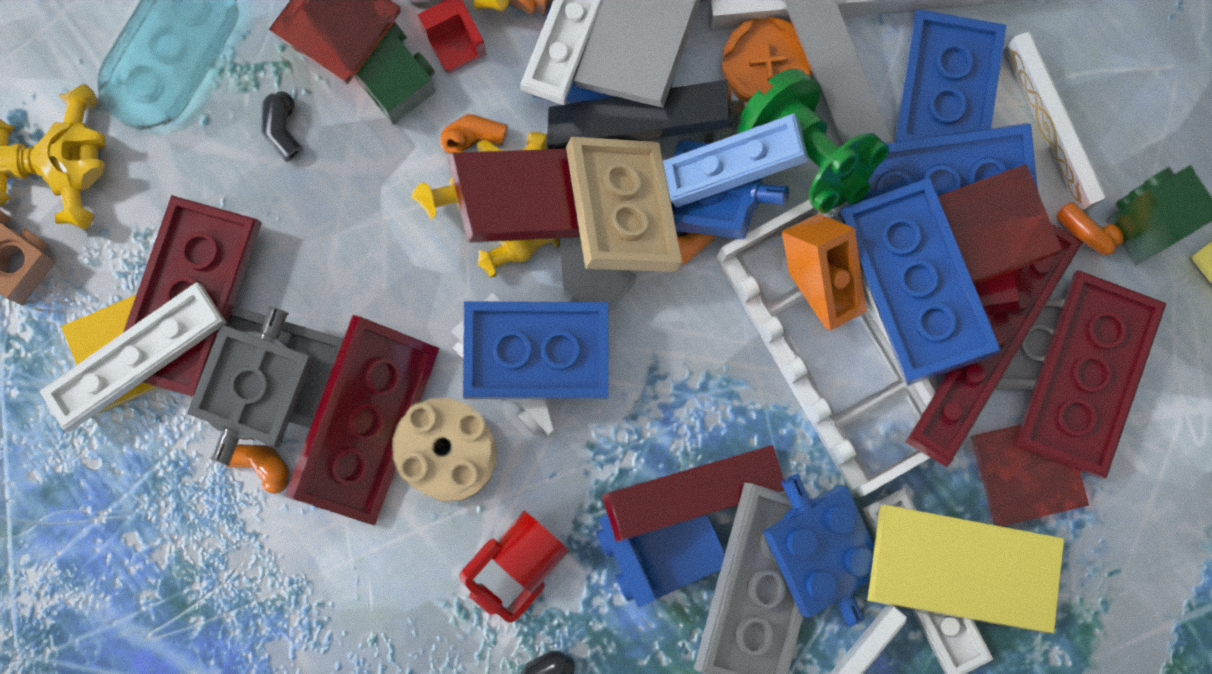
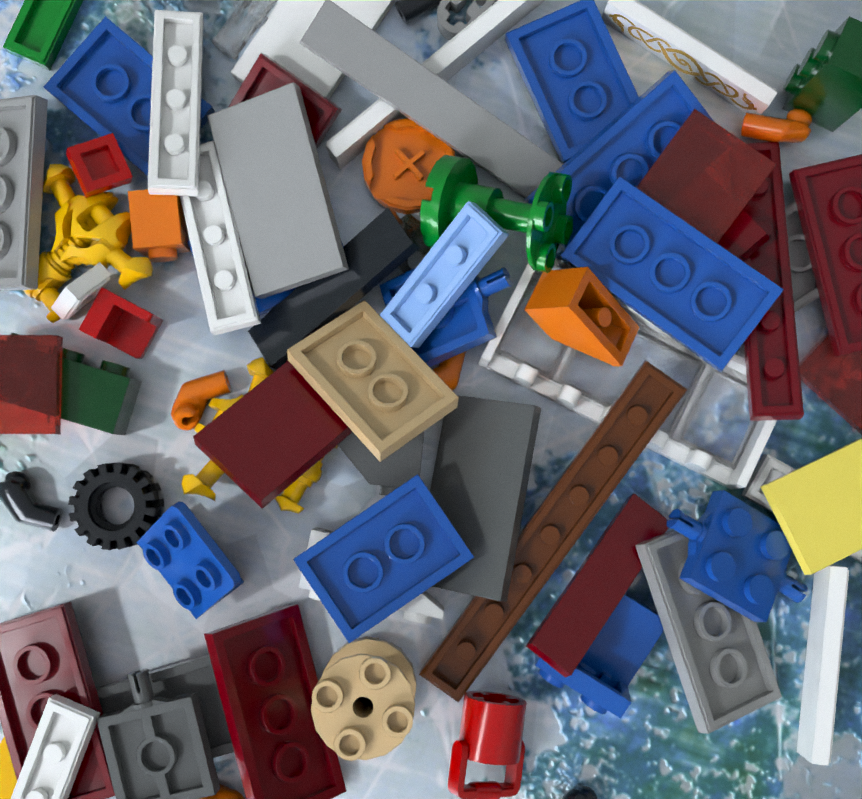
camera: 30 degrees left, 5 degrees up
(349, 146) = (88, 499): none -> black tyre
(382, 251) = (189, 560): none -> blue bracket
(652, 355) = (483, 488): none -> dark grey tile
(684, 425) = (556, 527): none -> reddish brown tile

